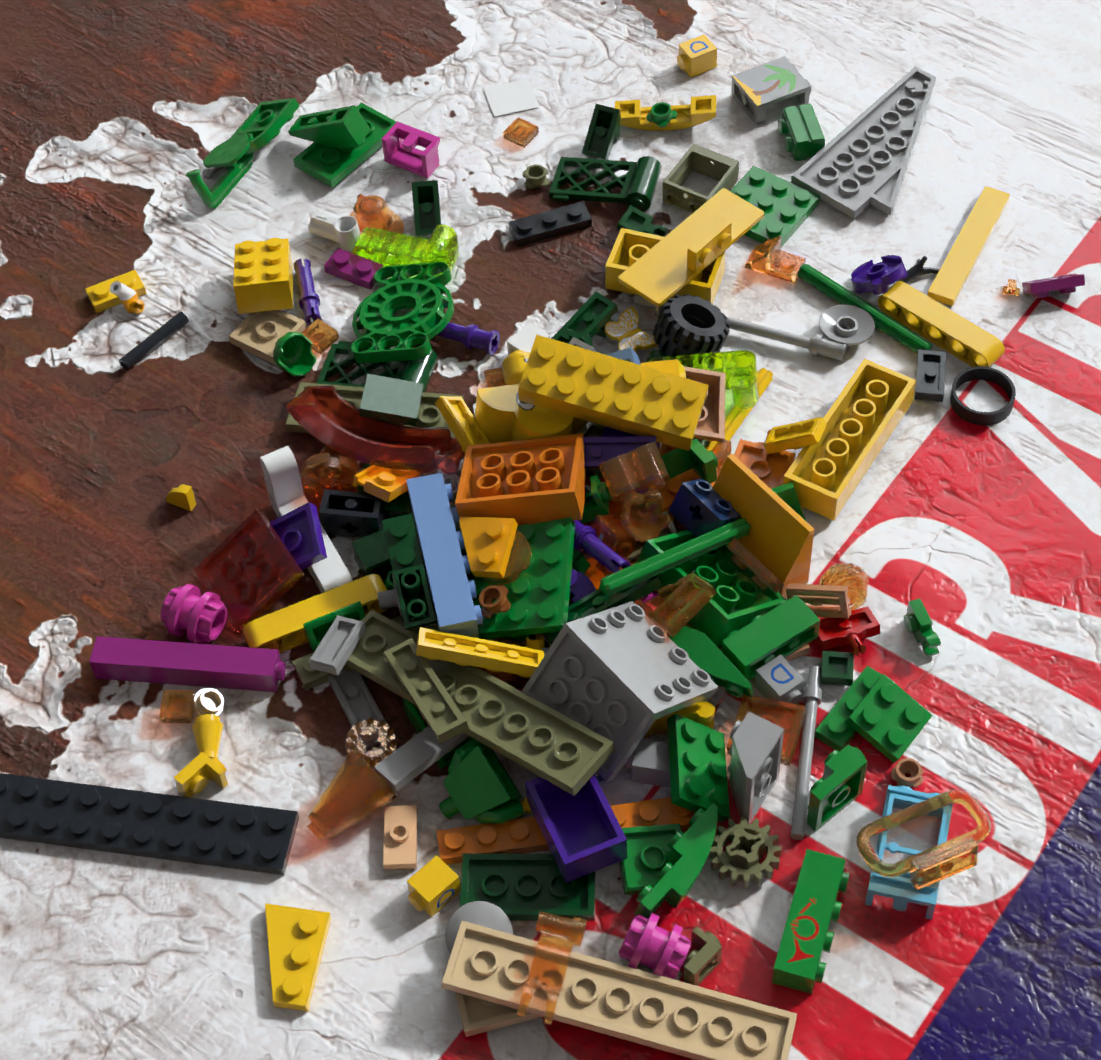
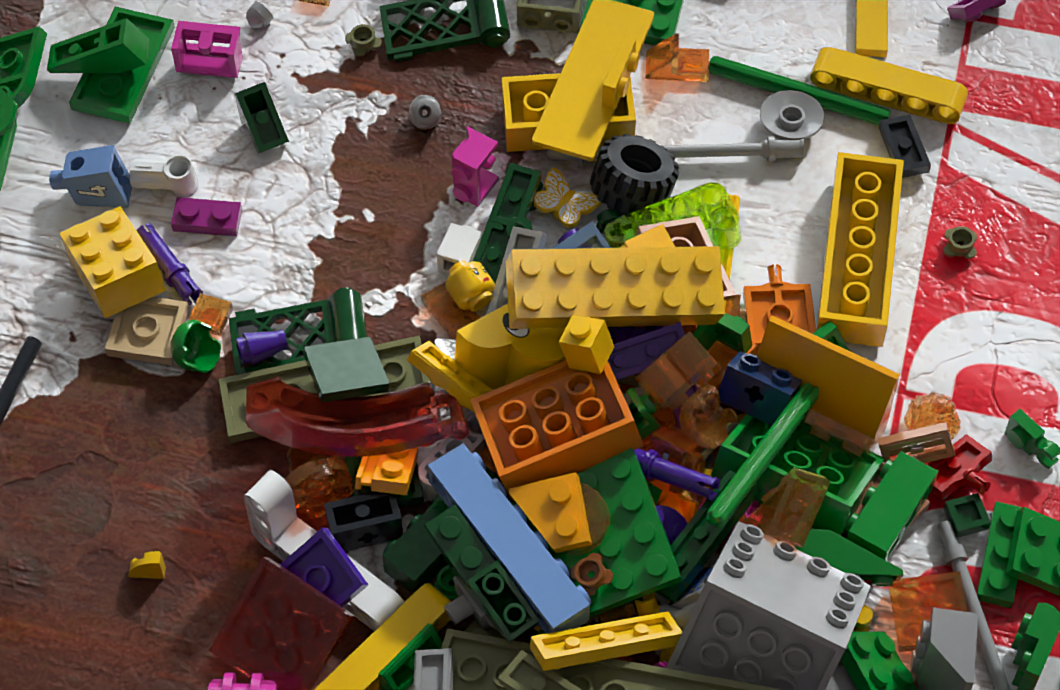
camera: 25 degrees left, 5 degrees up
(283, 215) = (94, 178): none -> medium blue torso
(341, 367) = (260, 345): none -> dark purple cone
(374, 213) = (208, 150): clear orange piece -> none
(400, 249) = (265, 178): clear neon green beam -> none
(423, 323) = (276, 234): green piece -> none
(465, 139) = (258, 15): none -> light grey hinge
(472, 337) = (386, 259): dark purple pin -> none
(549, 237) = (427, 103): none -> light grey piece
(550, 224) = (396, 97): black plate -> none
(565, 287) = (469, 178): none -> dark pink window
(567, 425) = (586, 344): none -> yellow brick
(640, 221) = (508, 63): dark green plate -> none
(779, 681) = (919, 553): light grey brick -> none
(795, 435) = (808, 266): yellow plate -> none
(878, 276) = (799, 46): dark purple plate -> none
(918, 270) = (831, 27): black bar -> none
(939, 456) = (960, 235): none -> olive plate
(988, 374) = (970, 126): black tyre -> none
(1011, 288) = (937, 17): clear orange piece -> none

